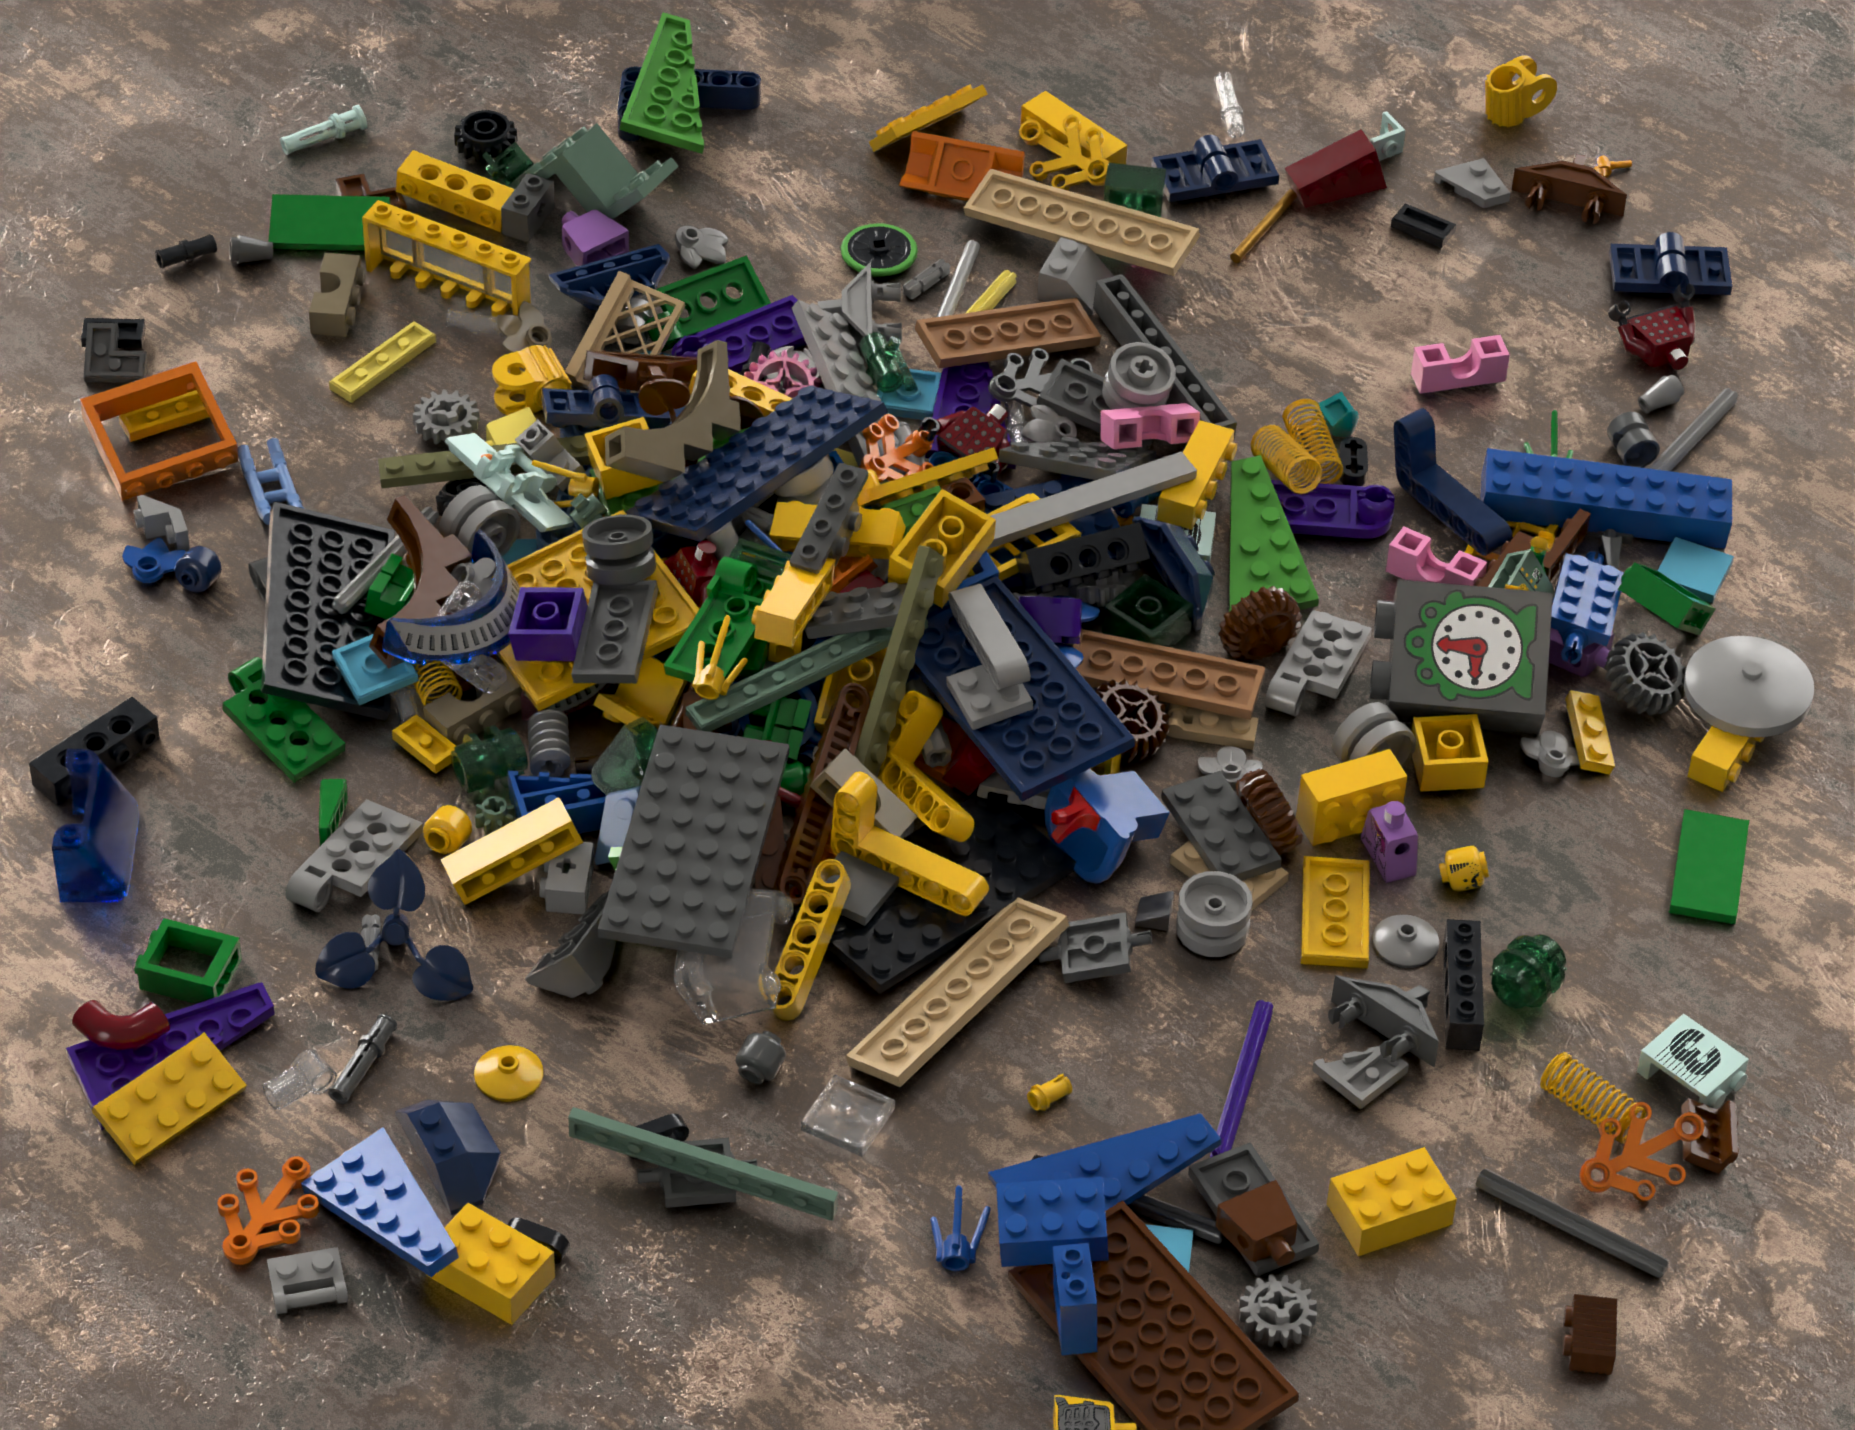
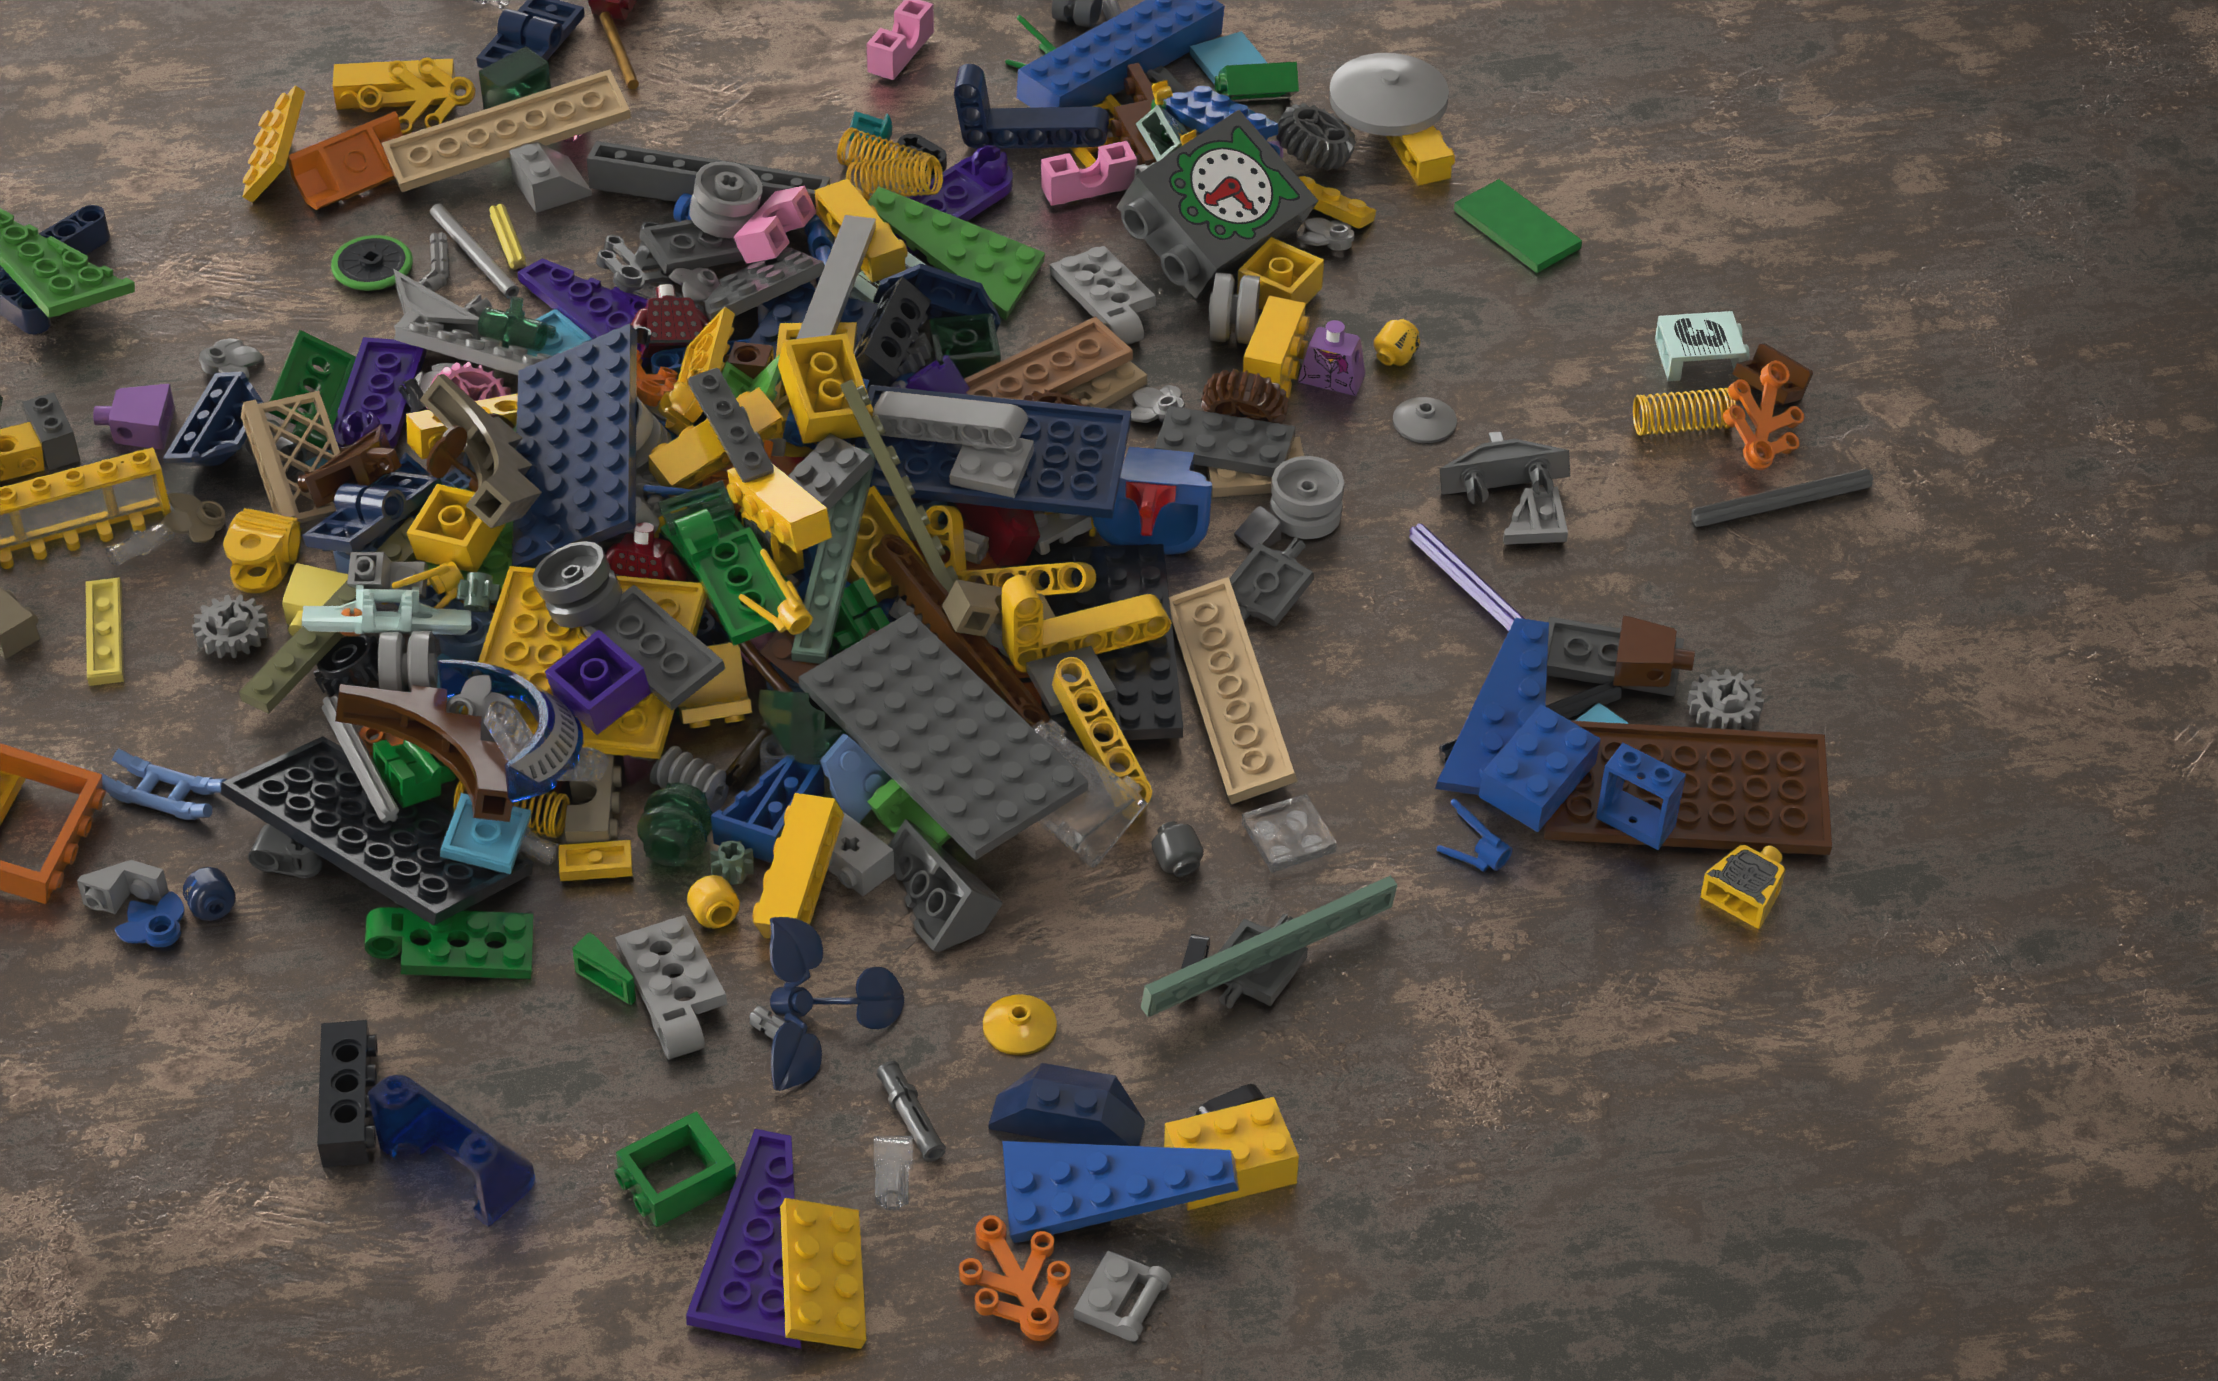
camera: 50 degrees left, 0 degrees up
(120, 1031) = (721, 1258): dark red cylinder -> none
(599, 172) = (85, 359): sand green bracket -> none
(1002, 331) = (568, 243): medium nougat plate -> none
(1042, 1096) = (1383, 706): yellow pin -> none
(1260, 624) = (1046, 294): reddish brown gear -> none
(1335, 912) = (1360, 438): yellow tile -> none
(1391, 1201) = (1680, 576): yellow brick -> none
(1463, 985) = (1506, 407): black brick -> none
(1528, 971) = (1539, 367): clear green piece -> none
(1592, 1334) = (1900, 548): reddish brown brick -> none

